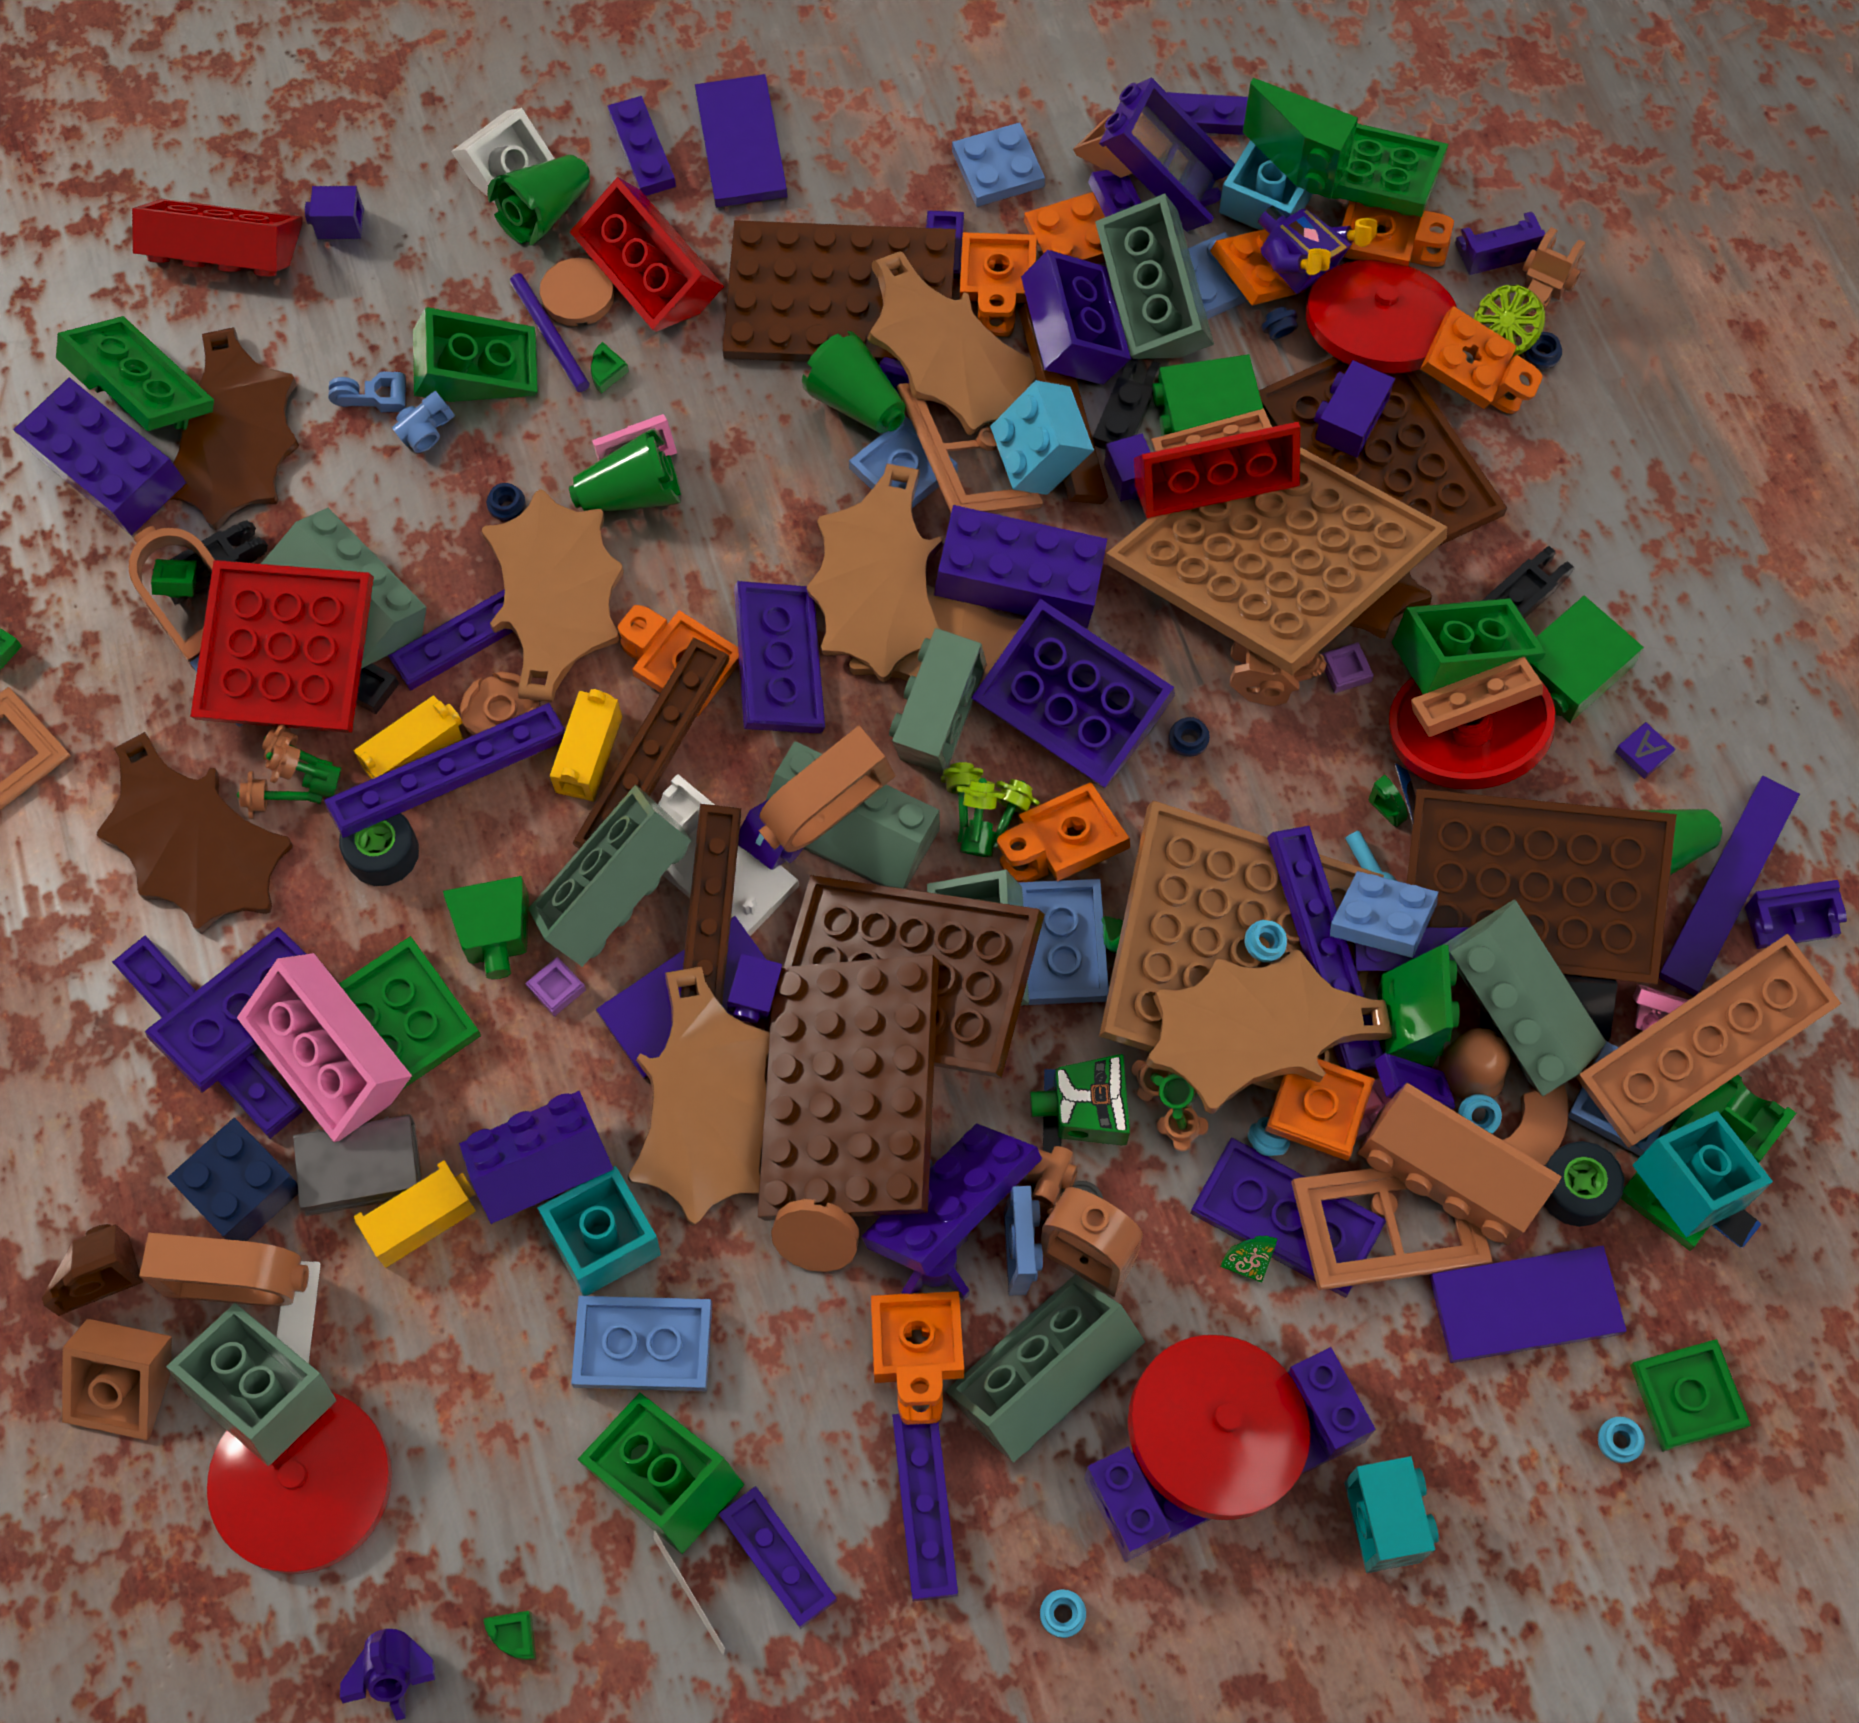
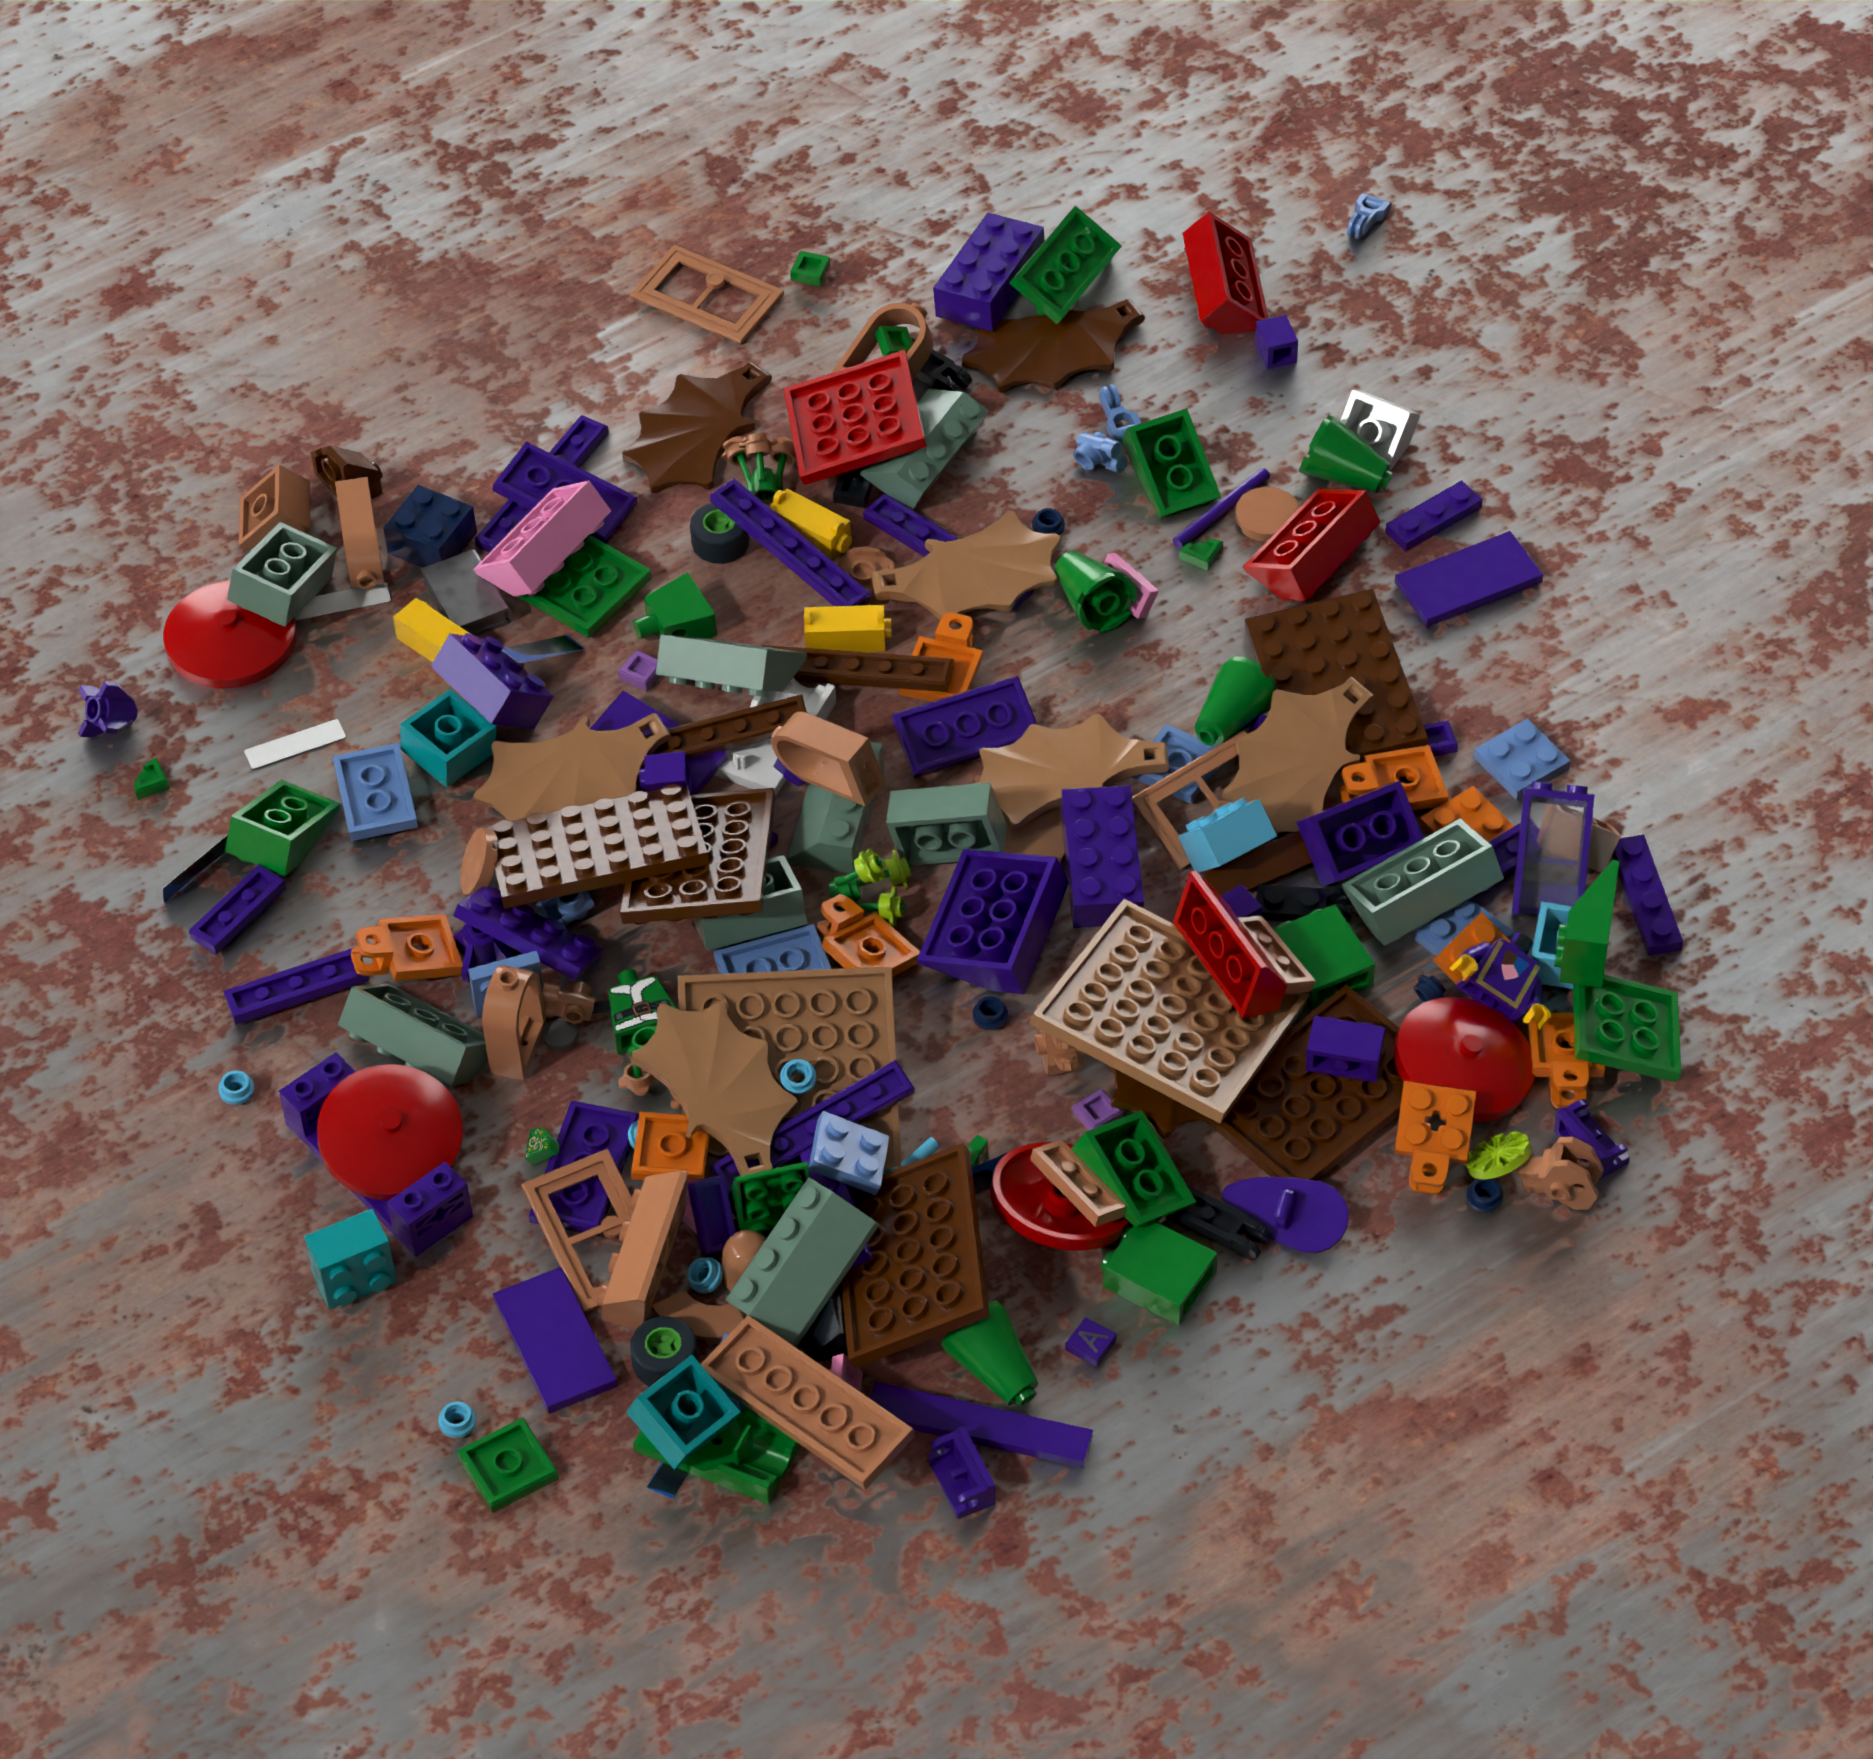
camera: 75 degrees right, 15 degrees down
(185, 83) = (1364, 217): none -> medium blue piece
(495, 1088) = (542, 649): none -> black sticker
(515, 1432) = (294, 743): none -> white sticker
(1527, 519) = (1295, 1210): none -> dark purple shield

